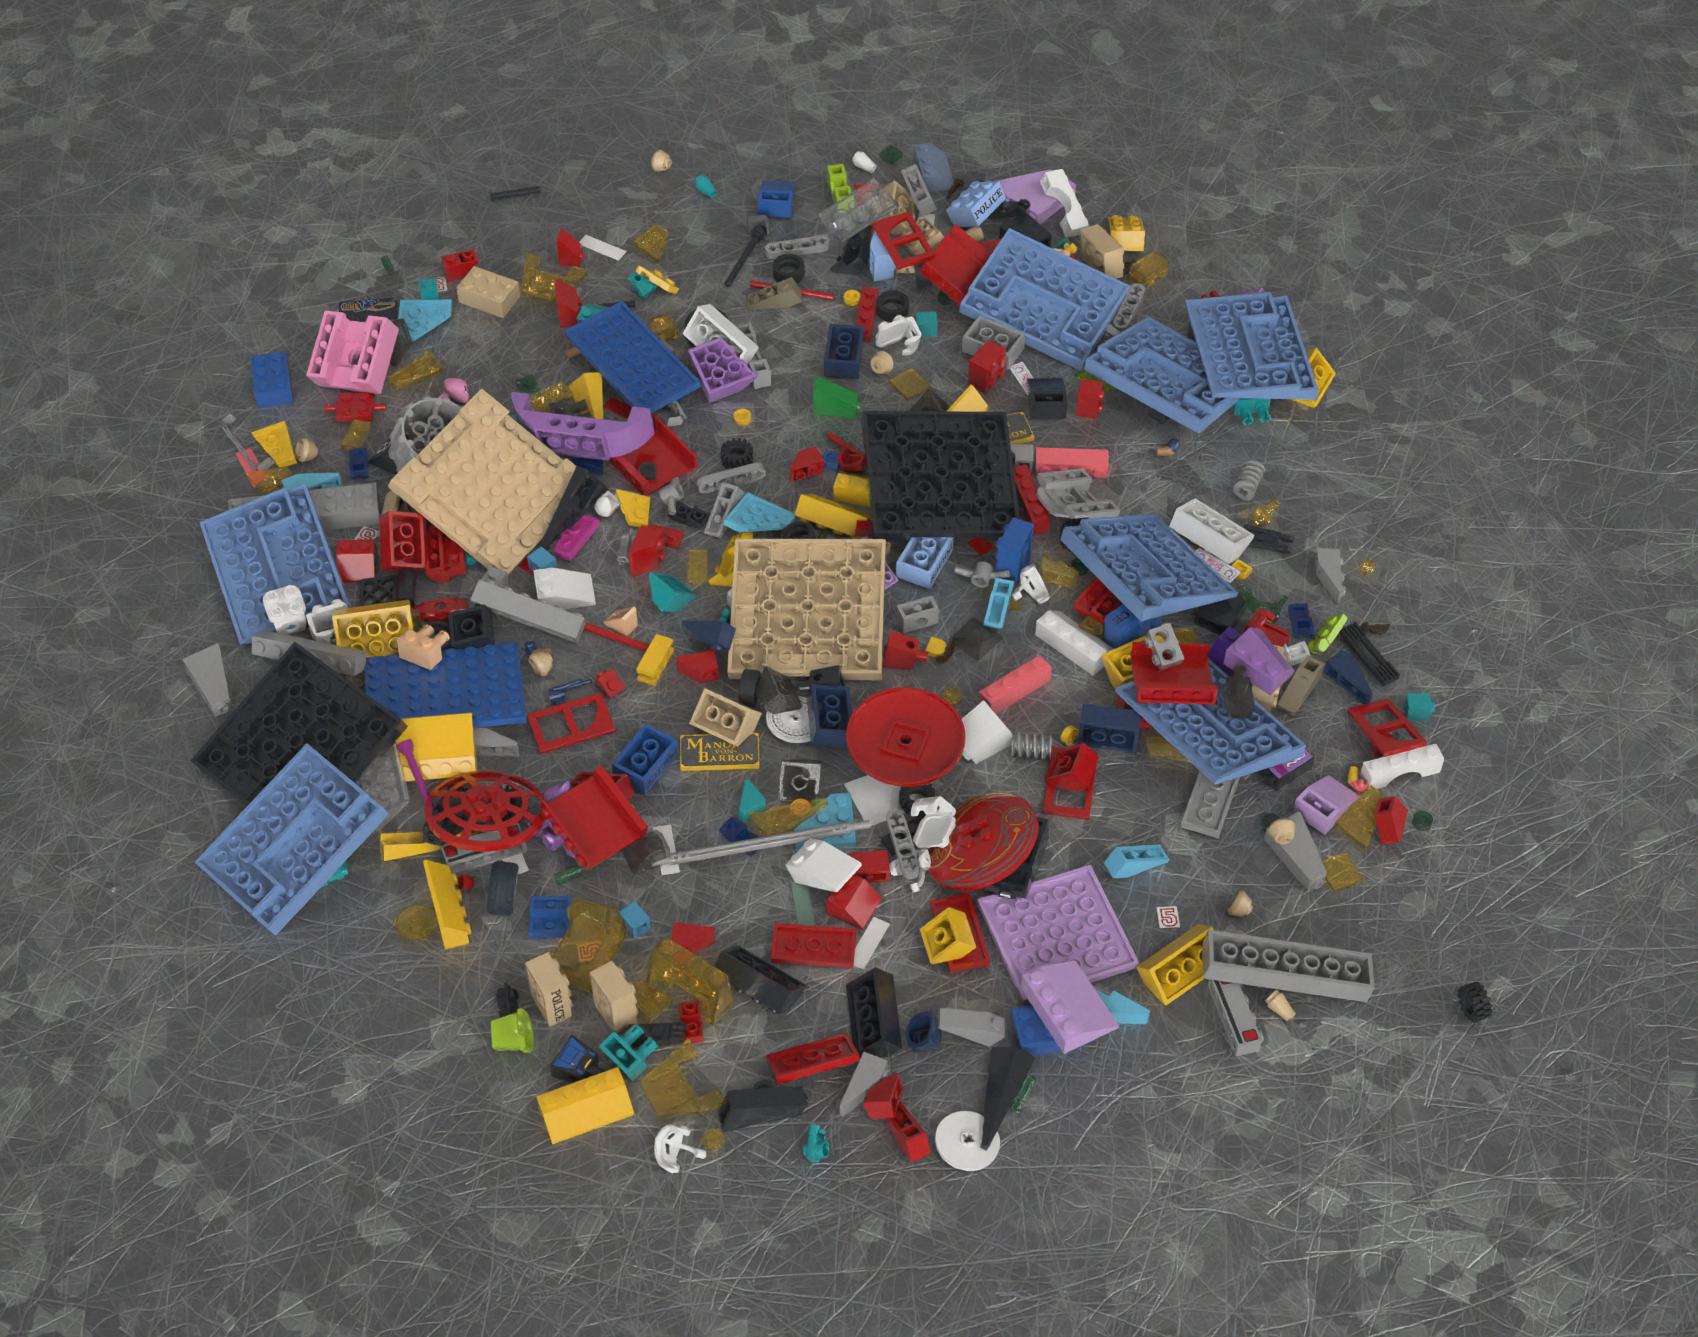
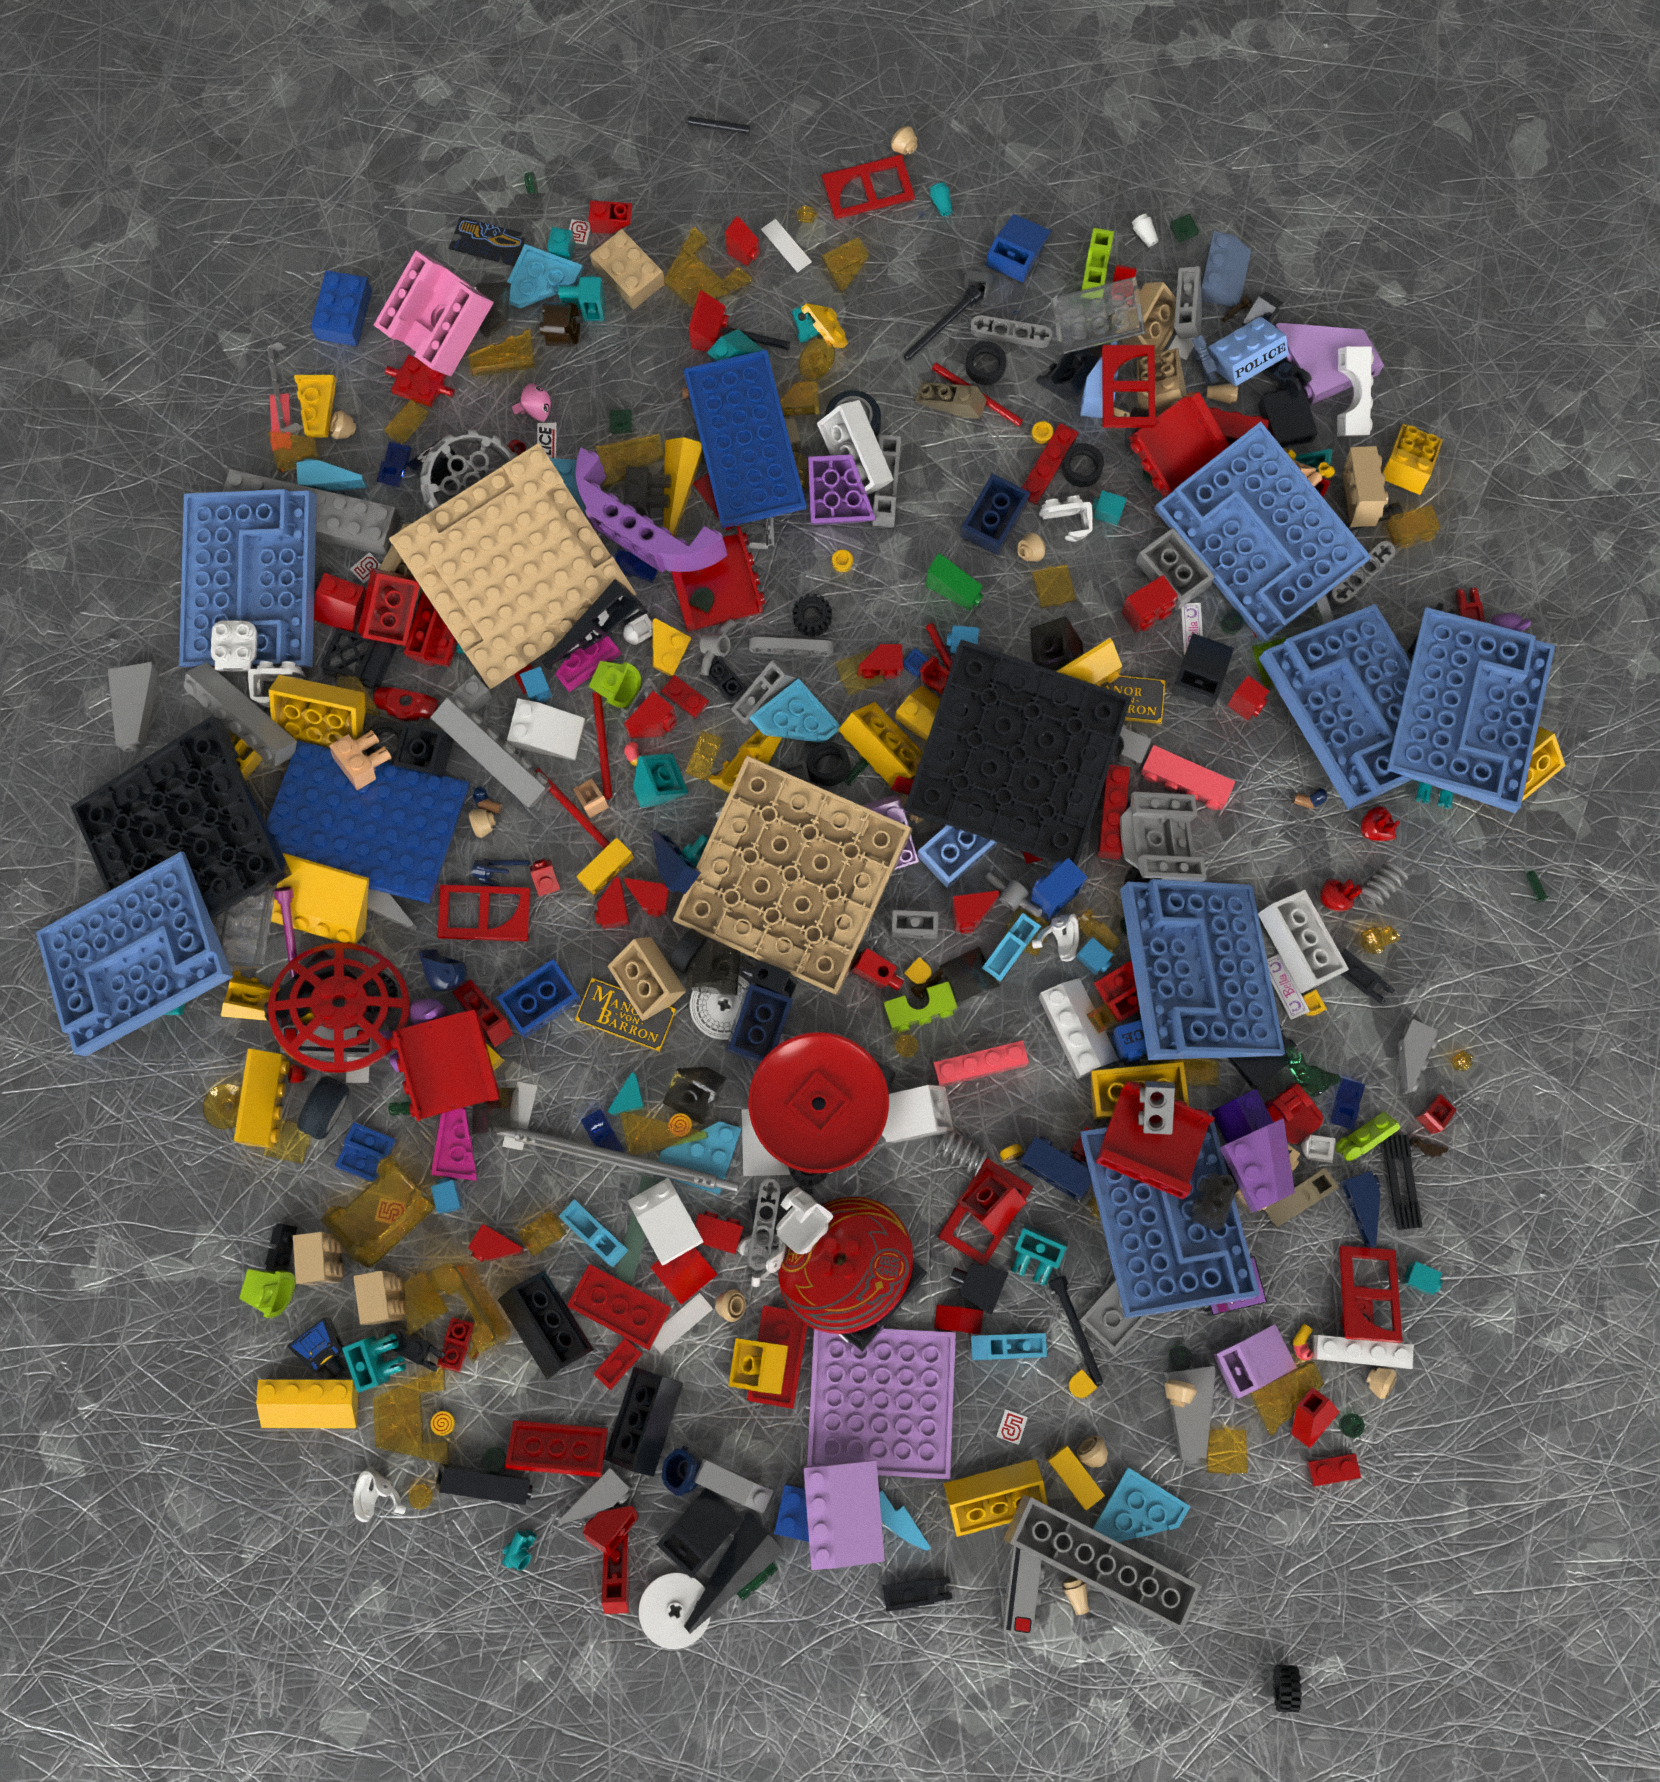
camera: 25 degrees right, 25 degrees up
(452, 337) = (560, 324): none -> dark brown brick
(469, 318) = (588, 297): none -> teal brick
(483, 933) = (291, 1143): none -> clear yellow piece
(558, 766) = (441, 971): none -> dark blue helmet
(606, 536) = (616, 682): none -> lime container
(609, 223) = (806, 214): none -> clear yellow plate
(610, 582) = (602, 746): none -> red piece
(621, 200) = (837, 180): none -> red window
(622, 884) = (454, 1147): none -> dark pink wing
(641, 584) = (632, 753): none -> coral arm
(661, 301) = (816, 359): none -> clear yellow dish
(675, 683) = (612, 907): none -> red slope
(707, 1081) = (443, 1423): none -> yellow tile
(725, 917) = (542, 1233): none -> clear yellow piece
(768, 903) = (593, 1233): none -> medium azure slope
(783, 484) = (848, 674): none -> clear yellow piece
(832, 985) = (617, 1364): none -> red plate
(855, 434) = (961, 632): none -> dark azure brick
(903, 910) = (731, 1305): none -> tan cone
(939, 676) = (940, 1004): none -> lime arch
(947, 217) = (1205, 362): none -> sand blue piece
(955, 589) = (971, 910): none -> red slope
(958, 1077) = (699, 1532): none -> black slope
(1052, 364) = (1232, 622): none -> tile
(1064, 591) = (1095, 957): none -> dark azure brick
(1087, 854) = (958, 1319): none -> red slope
(1093, 828) = (980, 1285): none -> black torso
(1125, 783) = (1041, 1246): none -> teal brick
(1153, 808) = (1060, 1287): none -> black piece
(1154, 1053) = (914, 1593): none -> black hinge
(1206, 867) = (1081, 1385): none -> yellow tile
(1222, 496) = (1339, 896): none -> red piece
(1226, 445) = (1378, 824): none -> red piece
(1229, 921) = (1075, 1477): none -> yellow piece
(1299, 925) = (1139, 1509): none -> medium azure plate
(1366, 452) = (1537, 886): none -> clear green piece
(1367, 606) = (1436, 1114): none -> red slope
(1426, 853) = (1334, 1469): none -> red plate
(1427, 781) = (1382, 1381): none -> tan cone

